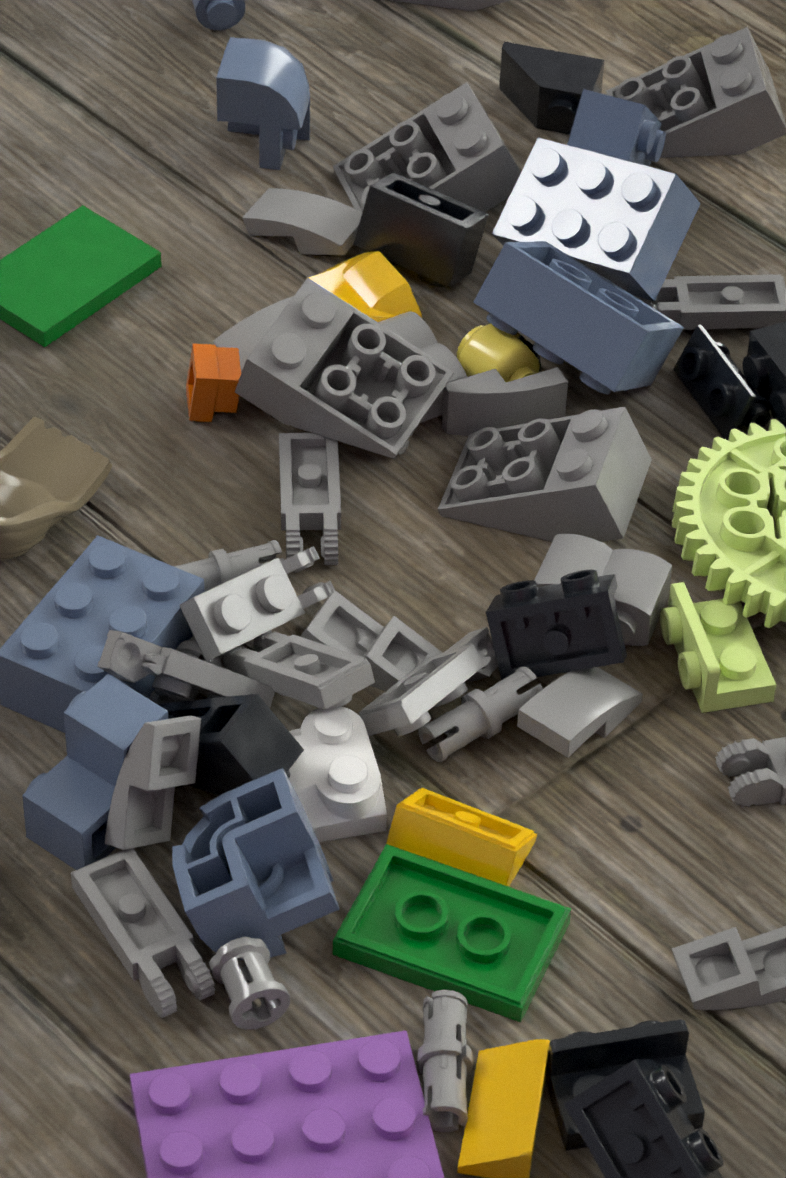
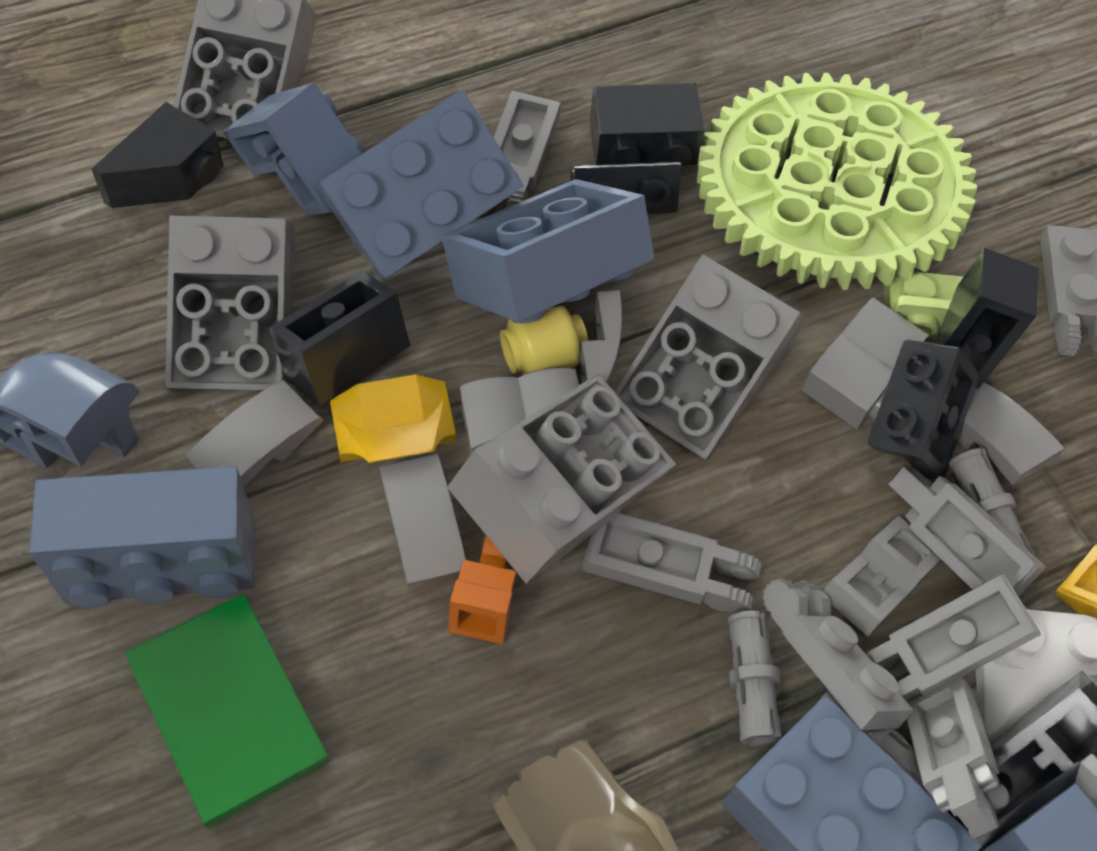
camera: 75 degrees left, 15 degrees up
(173, 171) = (144, 535): none -> sand blue brick
(678, 624) = (990, 310): none -> black slope

